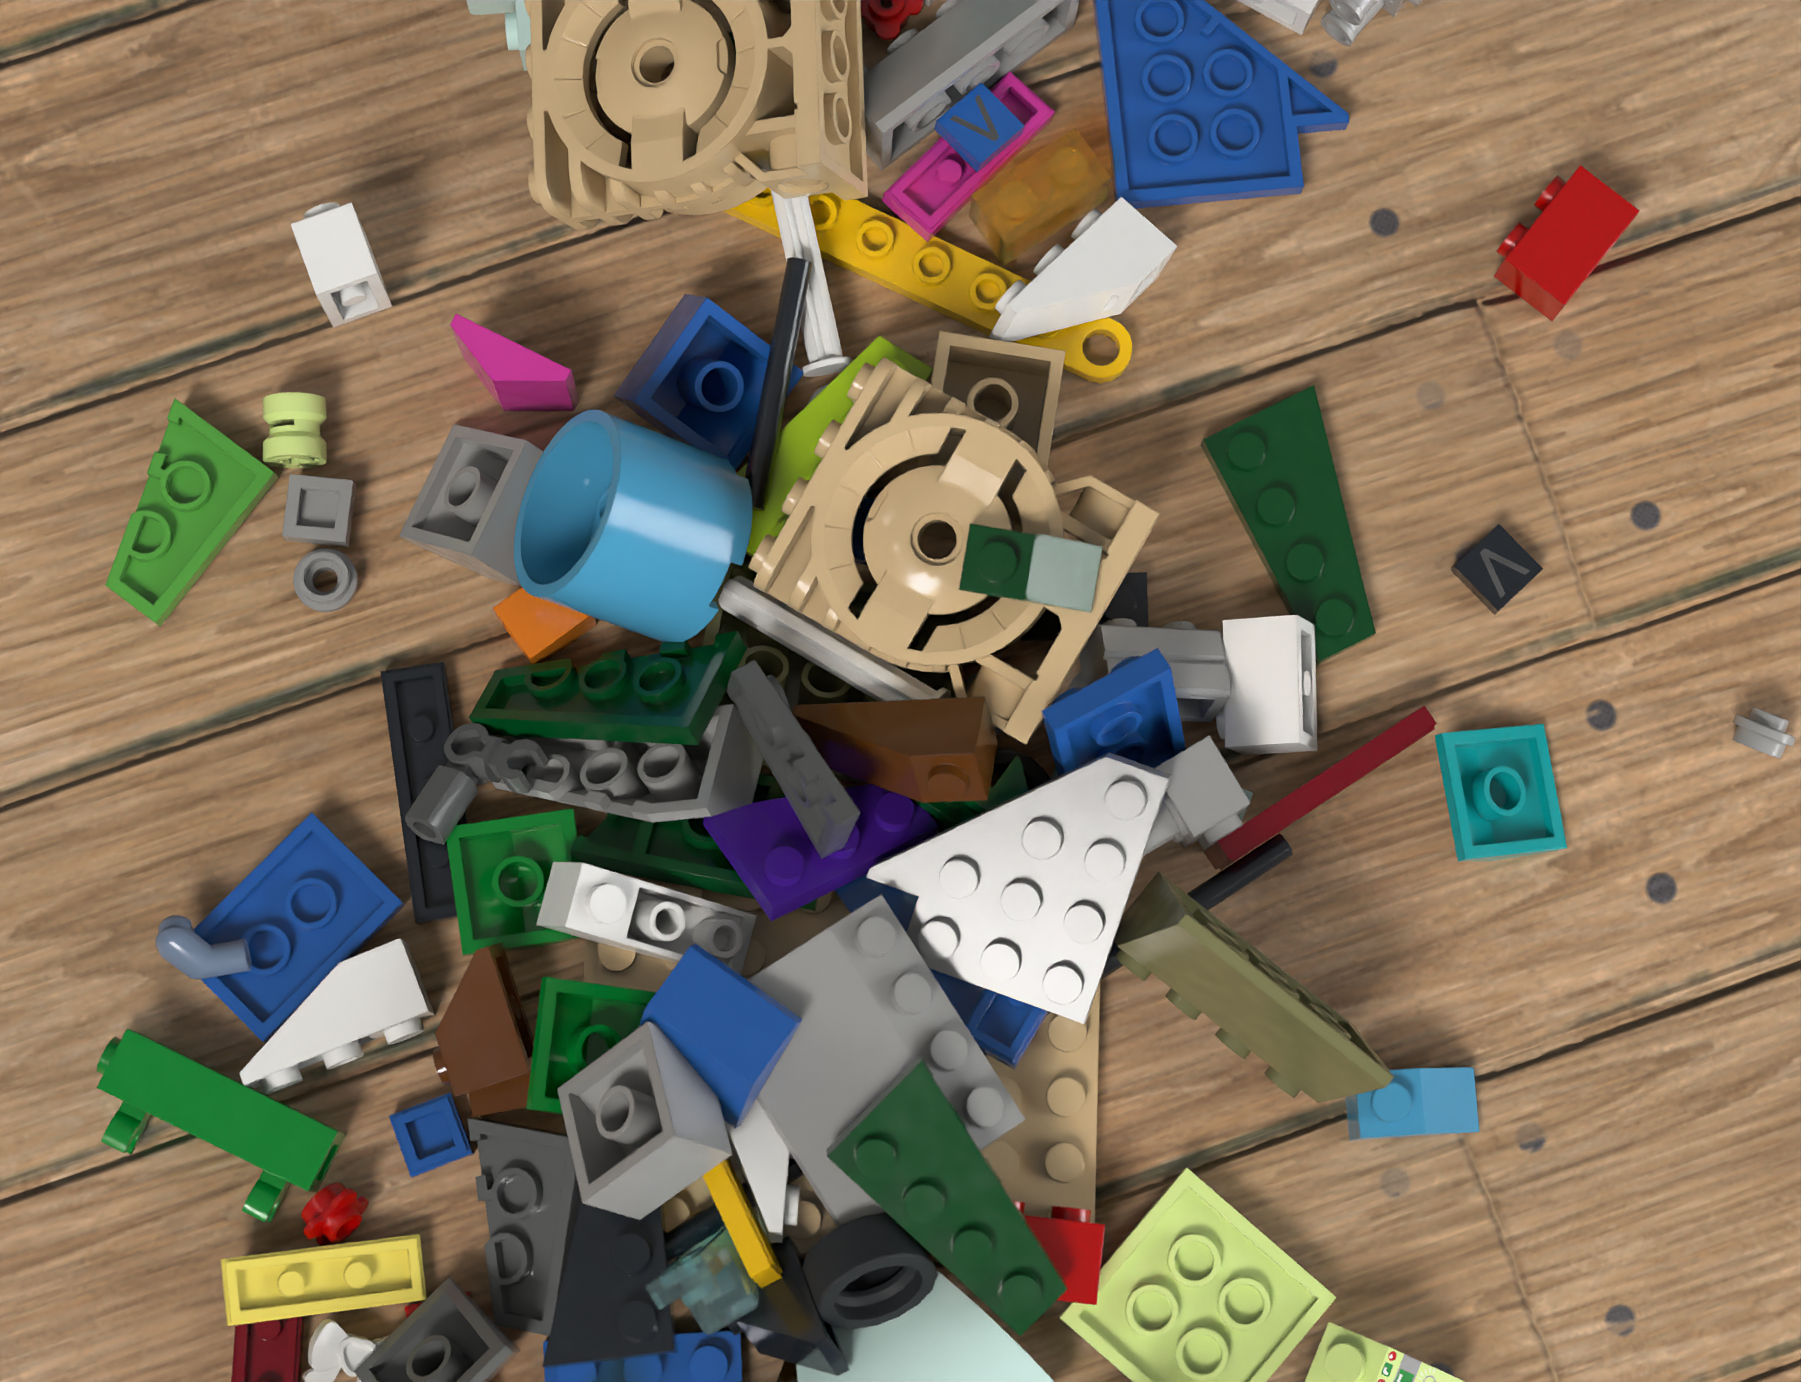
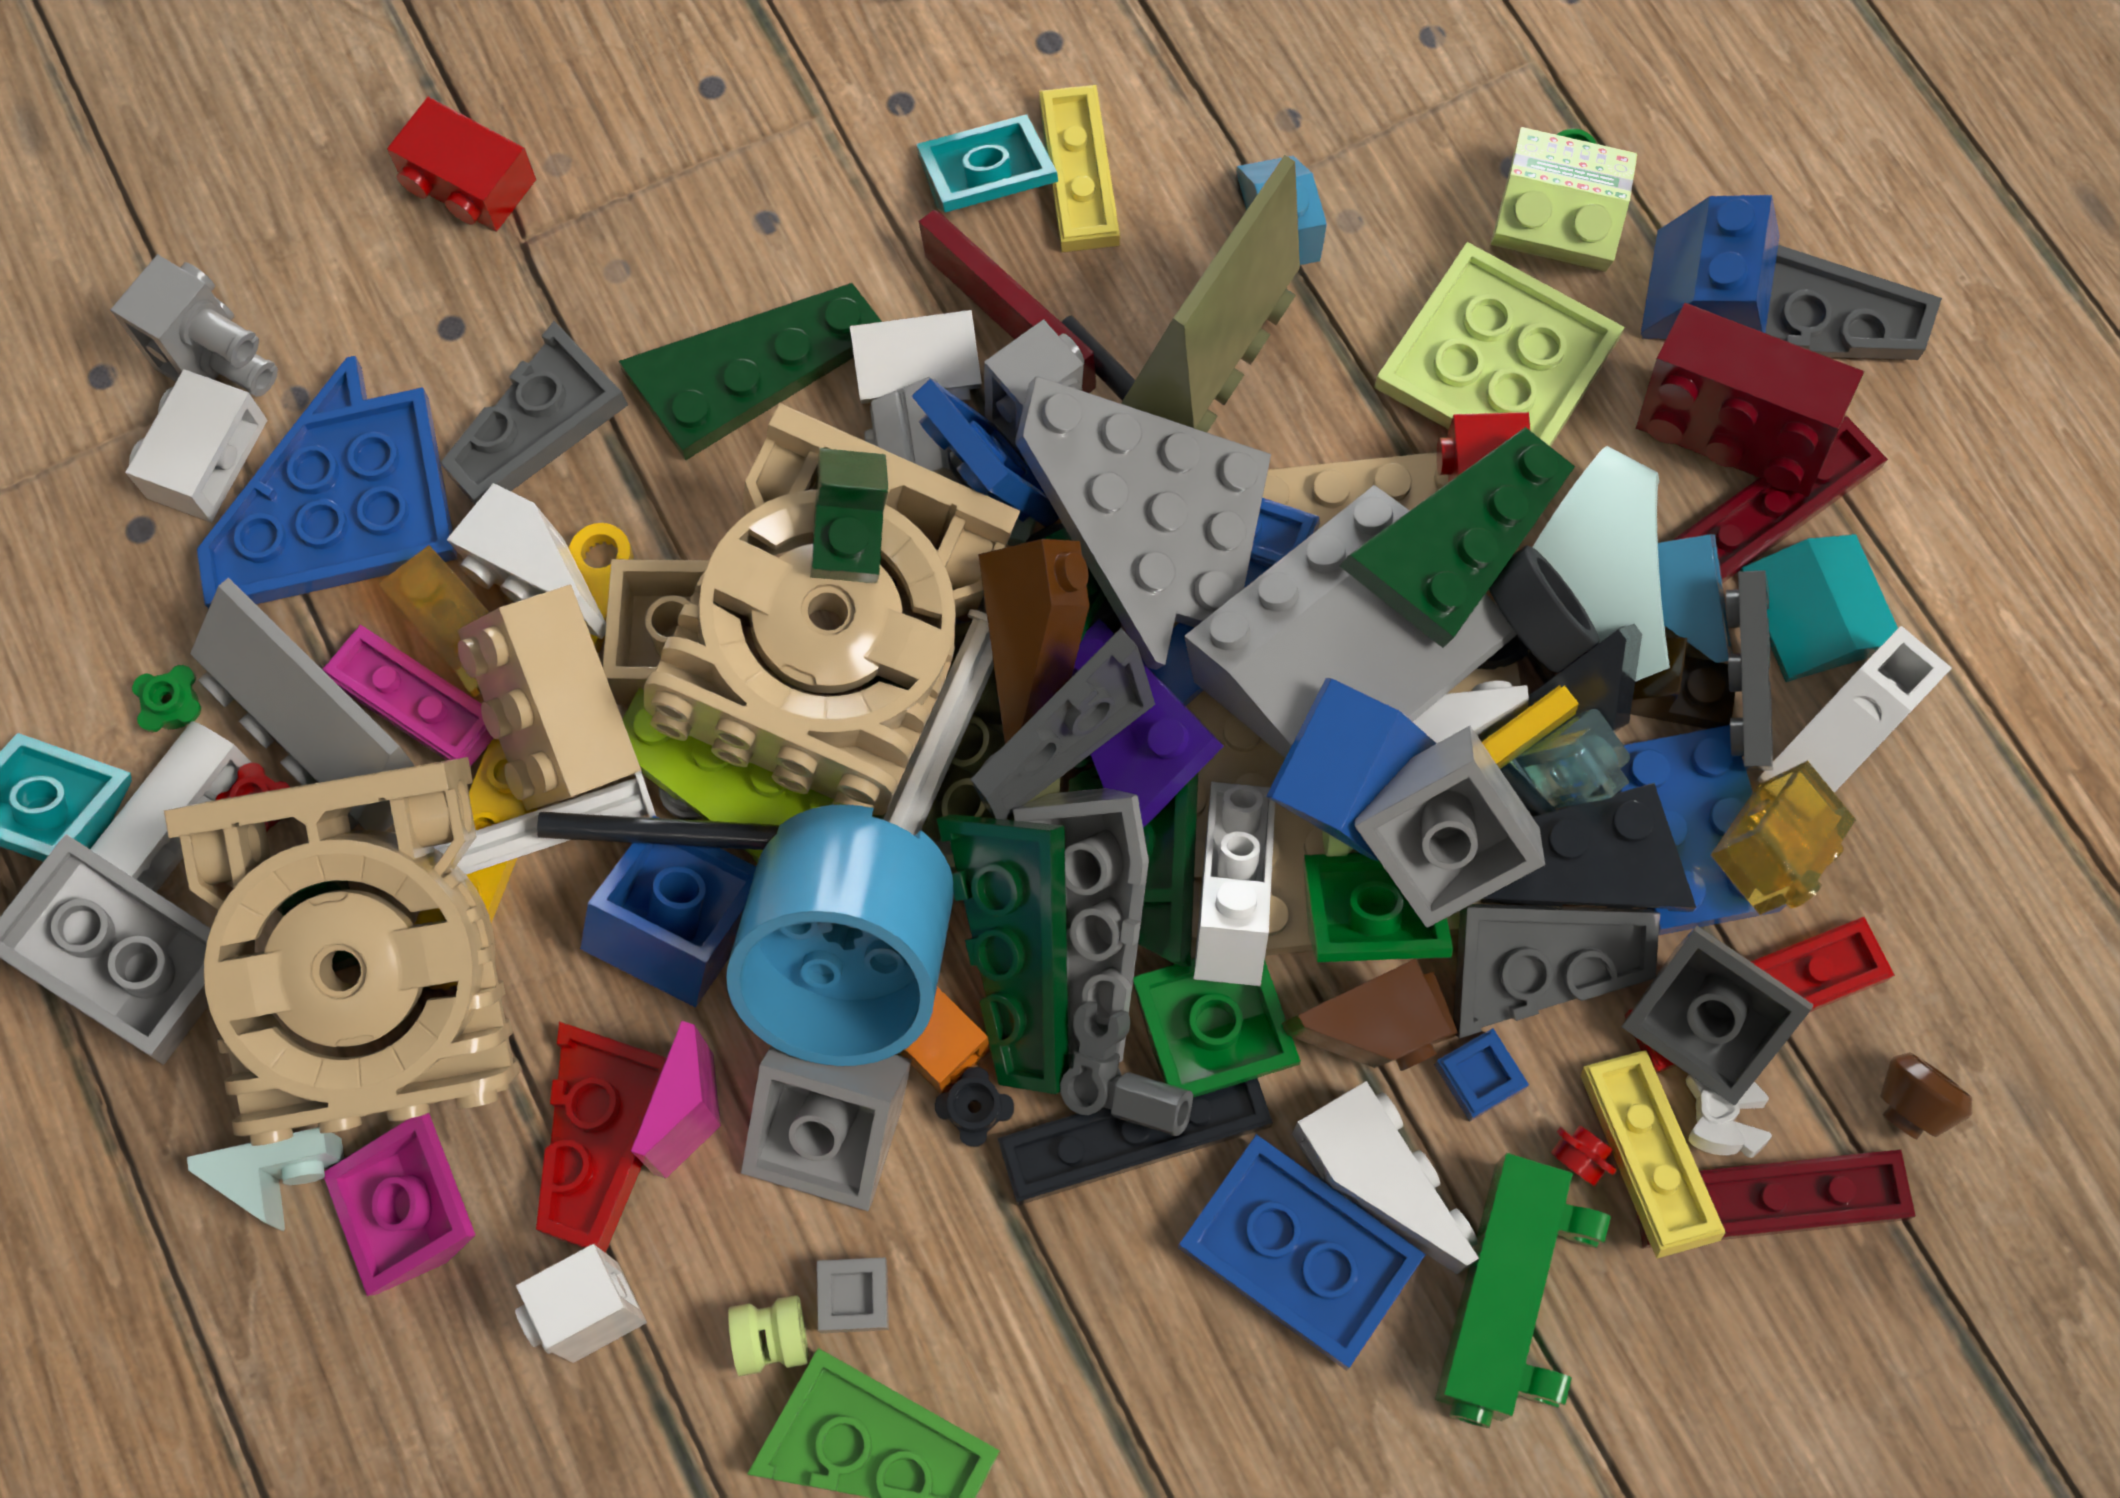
camera: 90 degrees left, 10 degrees down
(194, 956) = (1353, 1336): sand blue arm -> none
(312, 566) = (920, 1257): light grey plate -> none
(467, 112) = (399, 1206): none -> dark pink slope
(478, 627) = (974, 1087): none -> black plate
(516, 296) = (596, 1119): none -> red wing
(918, 274) = (547, 698): none -> tan brick
(979, 127) = (383, 682): blue tile -> none
(1257, 298) = (540, 417): none -> dark grey wing
(1492, 895) = (1079, 154): none -> light yellow tile
(1496, 569) = (778, 194): black tile -> none

